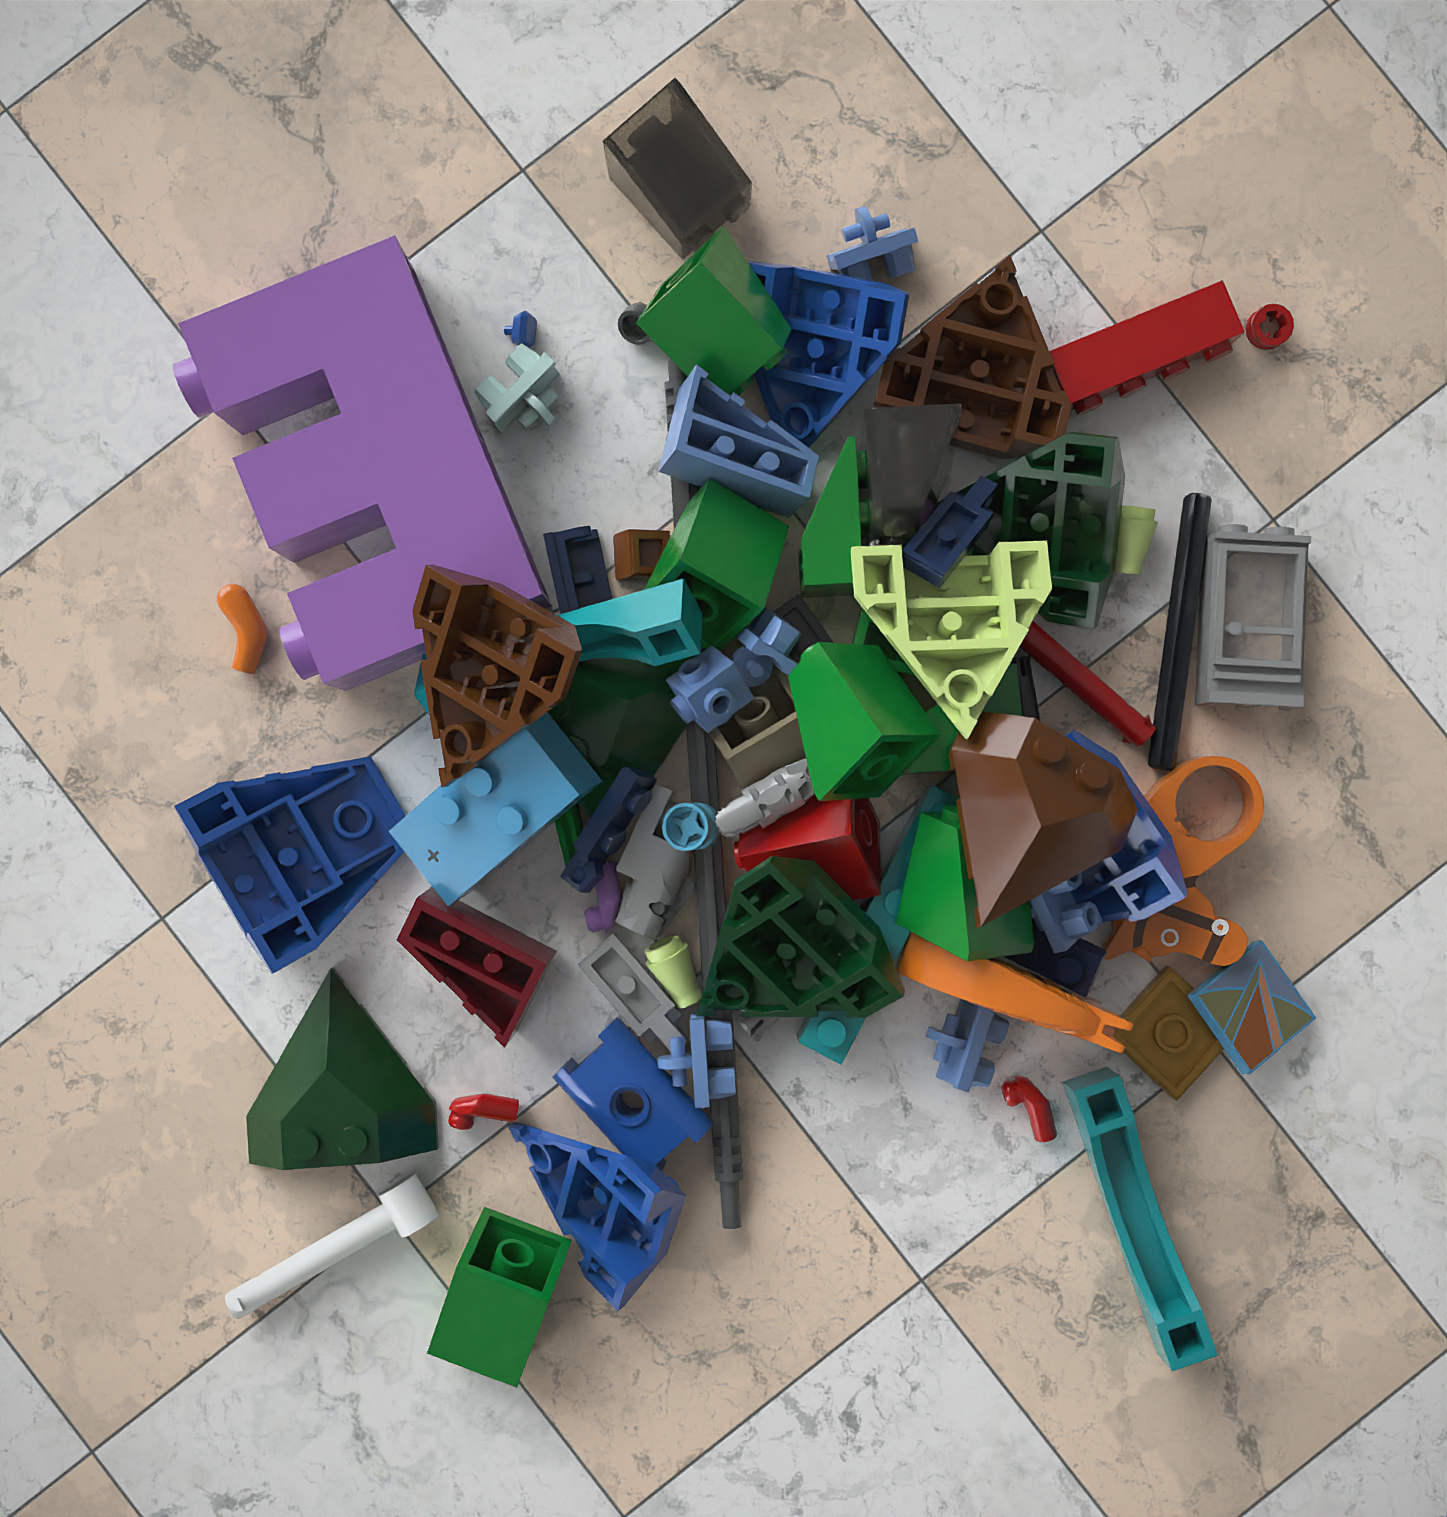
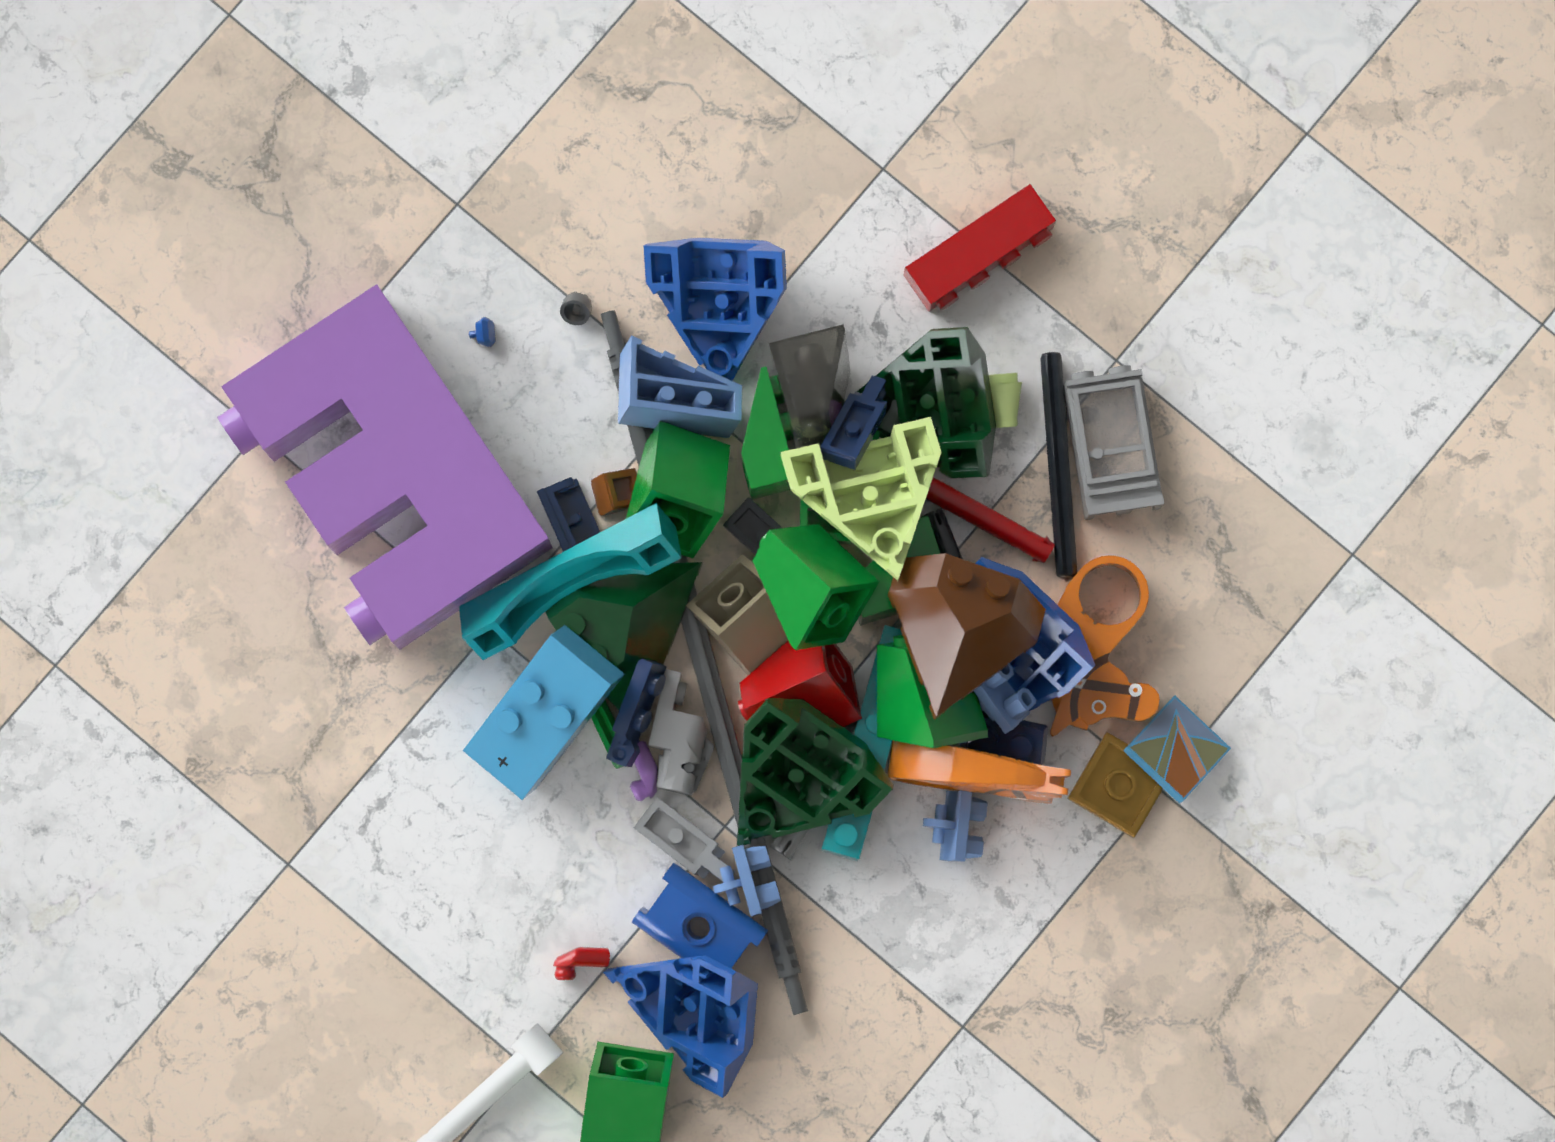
camera: 20 degrees left, 5 degrees down
(248, 624) = (311, 611): orange arm -> none
(295, 850) = (388, 784): blue wedge -> none
(339, 1093) = (461, 971): dark green wedge -> none
(478, 959) = (554, 838): dark red wedge -> none
(488, 664) = (520, 600): reddish brown wedge -> none
(534, 376) = (483, 395): light aqua hips -> none
(674, 969) = (711, 816): yellowish green cone -> none
(677, 170) = (584, 186): clear smoke slope -> none
(681, 825) = (693, 696): medium azure wheel -> none
(708, 689) = (693, 585): medium blue brick -> none
(717, 317) = (638, 293): green slope -> none
(765, 642) = (730, 540): medium blue hips -> none
(767, 800) = (756, 661): light grey hinge -> none
(893, 247) = (767, 207): medium blue hips -> none
(990, 361) = (858, 284): reddish brown wedge -> none
(1038, 1106) = (1023, 863): red arm -> none
(1149, 1254) = (1119, 933): teal arch -> none
(1275, 312) = (1069, 204): red bush -> none

